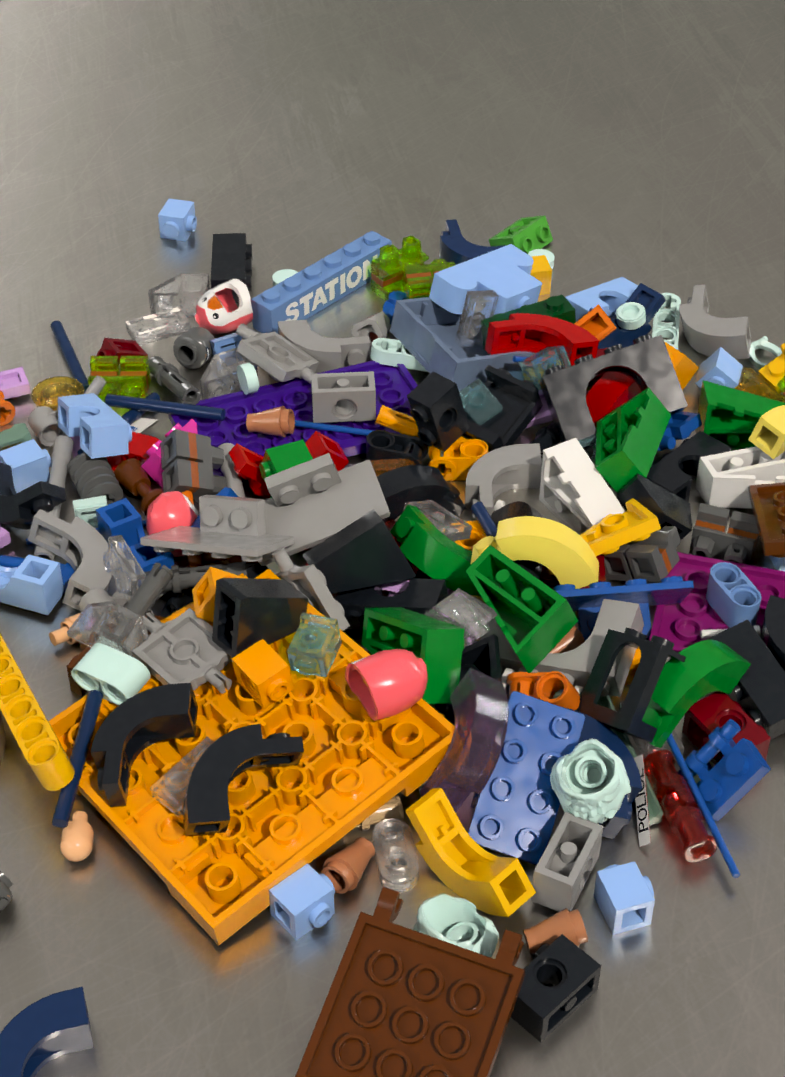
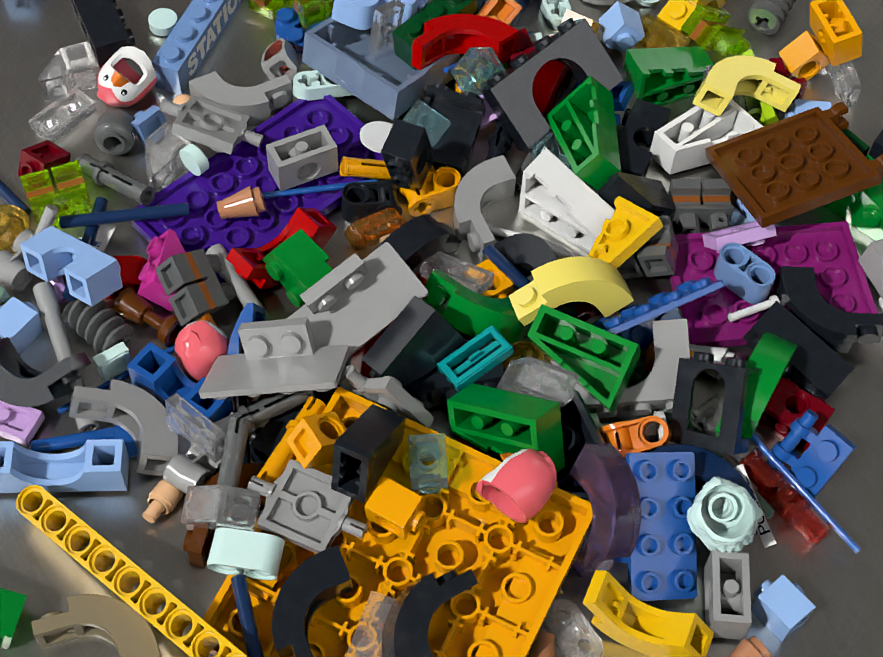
camera: 25 degrees left, 15 degrees up
(414, 586) = (479, 362): none -> teal tile
(759, 566) = (748, 233): none -> lavender plate

